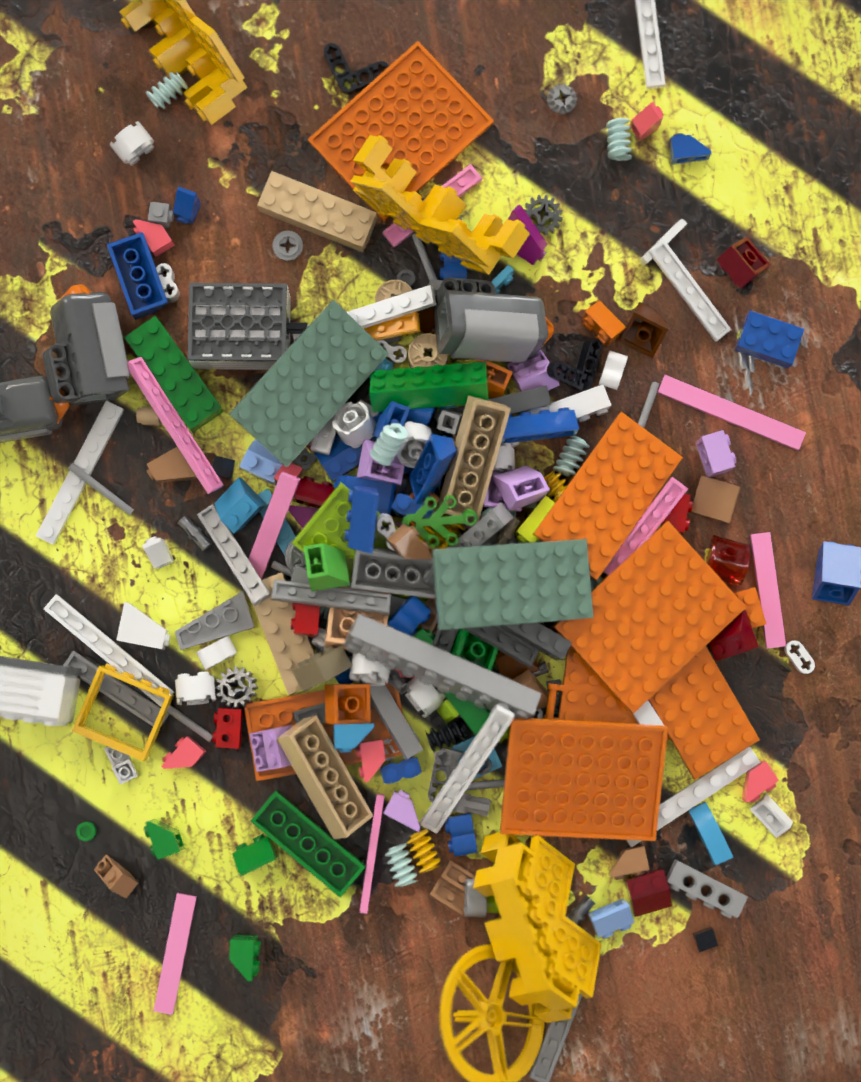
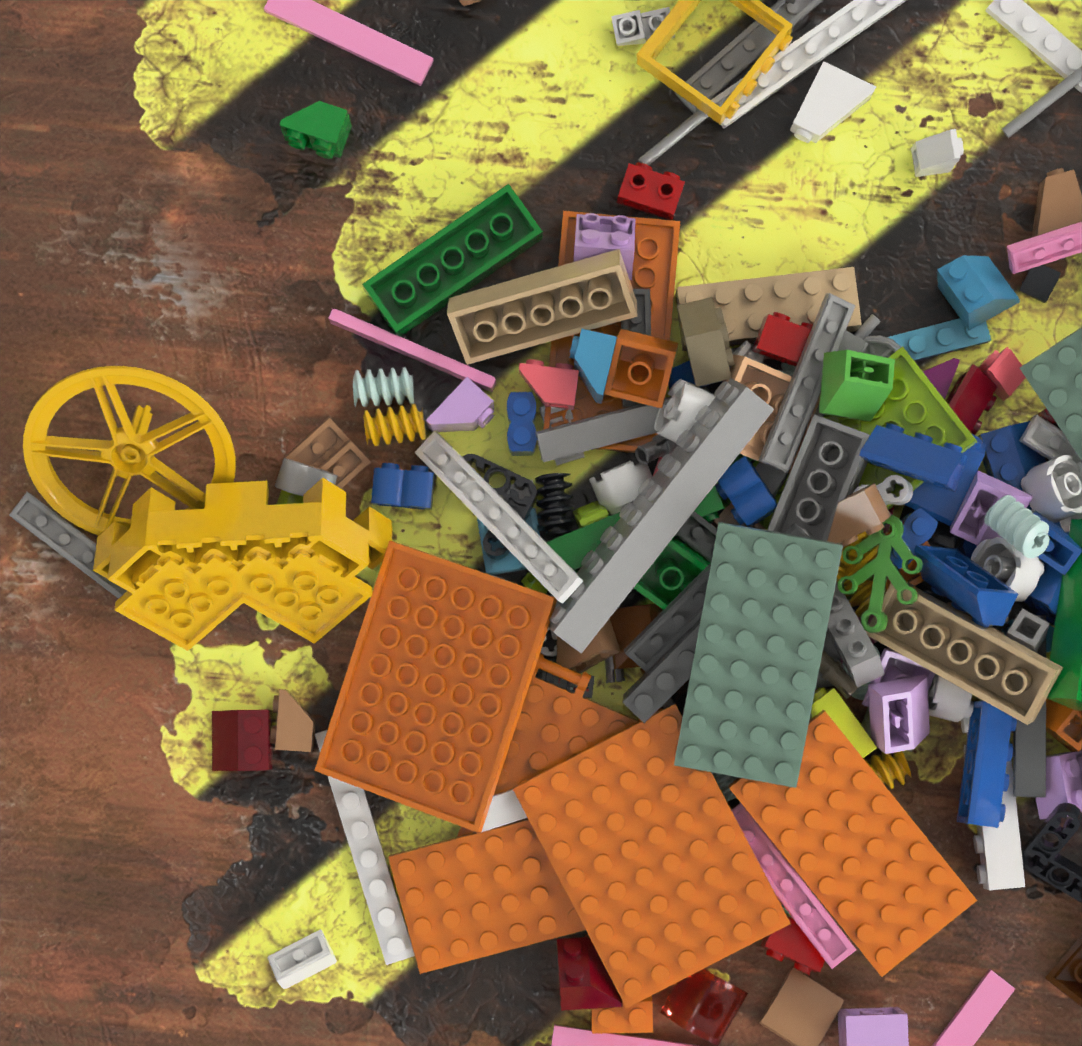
camera: 105 degrees right, 0 degrees up
(164, 838) = (517, 55): green slope -> none
(186, 754) = (629, 121): coral slope -> none
(194, 533) = (951, 216): flat silver pin -> none
(195, 689) = (721, 156): white brick -> none
(216, 652) = (765, 202): white axle -> none
(224, 620) = (809, 218): light grey wing -> none
(234, 555) = (903, 262): light grey tile -> none
(238, 680) = (694, 214): gear -> none
(254, 855) = (457, 179): green slope -> none
(260, 463) = (1033, 335): light blue slope -> none
(273, 522) = (935, 326): bright pink tile -> none
(305, 464) = (1030, 406): dark grey plate -> none
(473, 805) = (442, 515): light grey piece -> none
(486, 784) = (467, 538): light grey bar -> none
(571, 456) = (925, 808): light aqua piece -> none
(580, 911) = (242, 630): flat silver pin -> none
(611, 918) = (219, 673): light blue slope -> none
(613, 370) = (1042, 910): white axle -> none
(648, 404) = (974, 950): light grey bar -> none
(705, 939) = (149, 806): black slope -> none
(710, 833) = (301, 857): dark azure slope -> none
(735, 899) = (196, 868): light grey brick -> none
(757, 781) = (360, 953): coral slope -> none

